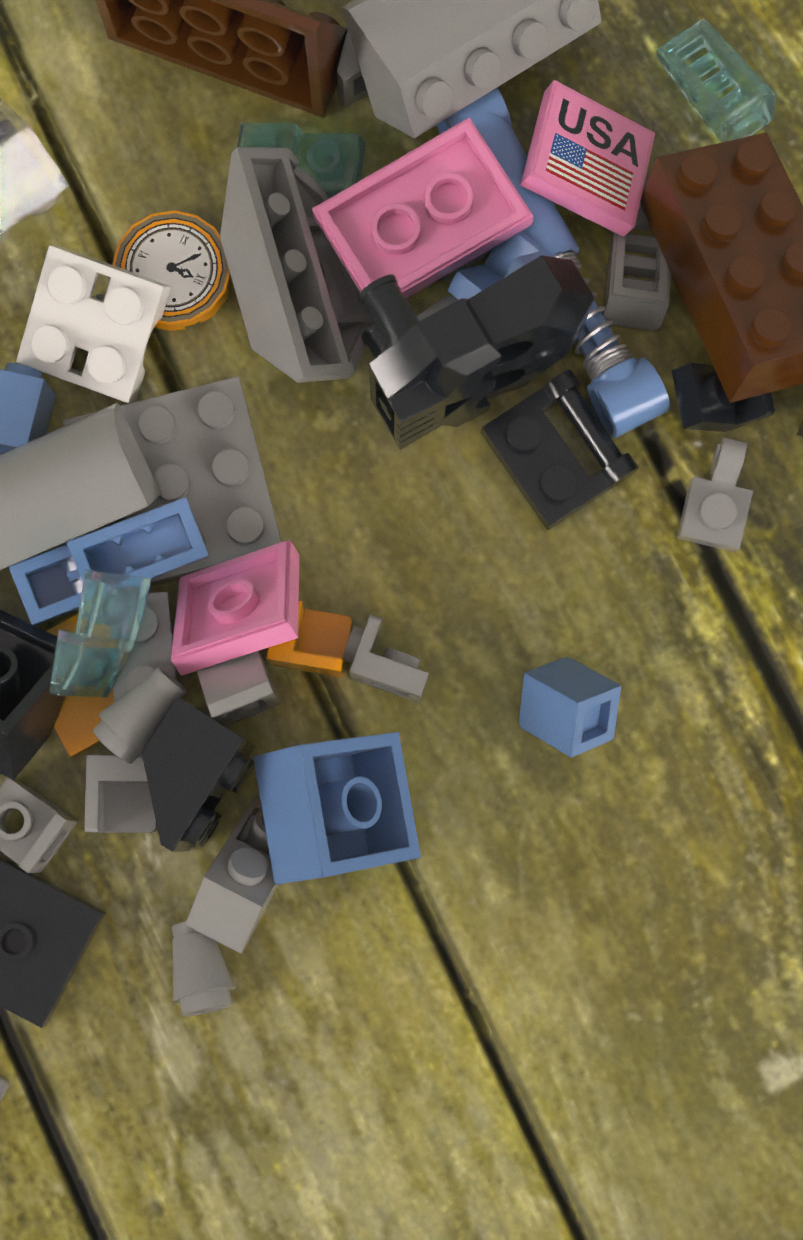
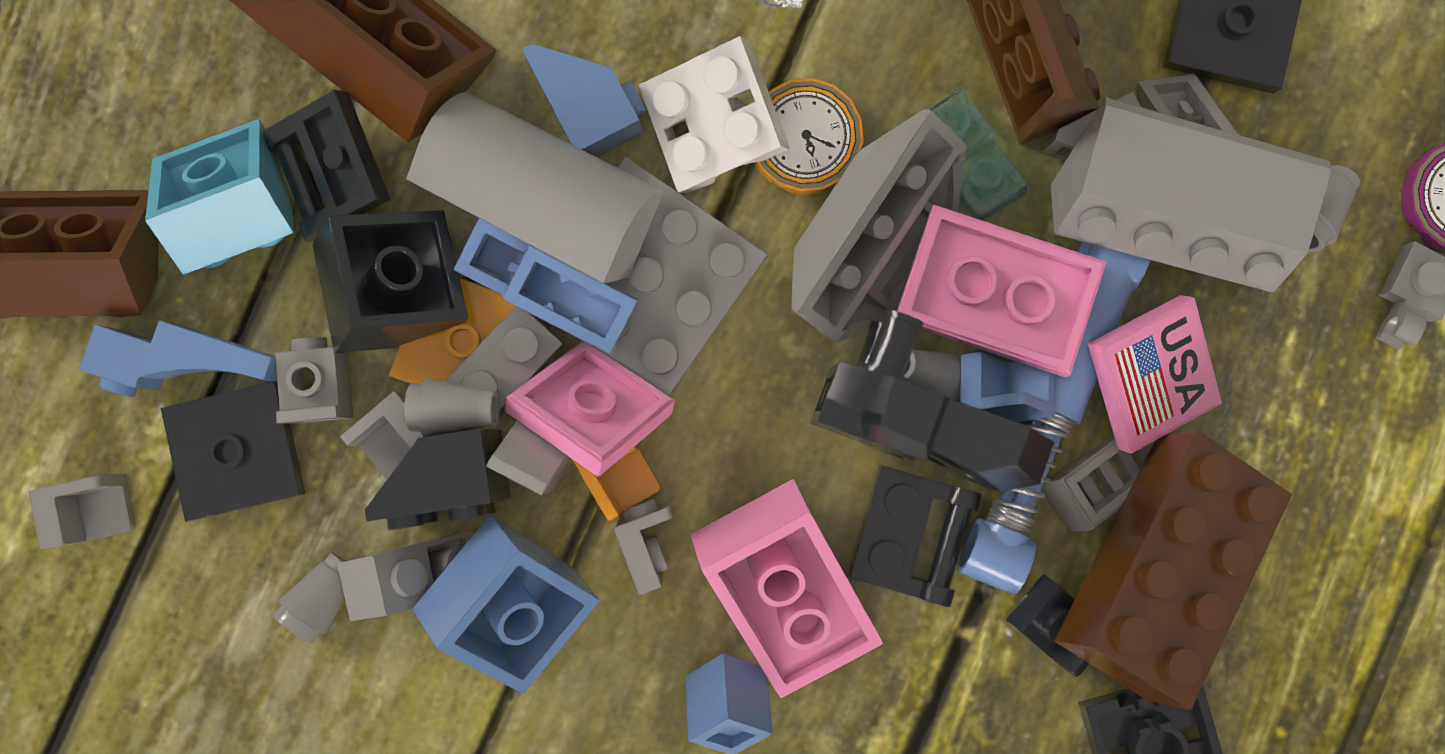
camera: 55 degrees right, 5 degrees up
(106, 629) = (486, 332): clear light blue slope -> none
(515, 580) = (785, 589): none -> bright pink slope
(715, 507) = (969, 688): light grey plate -> none
(738, 112) = (1321, 442): clear light blue slope -> none

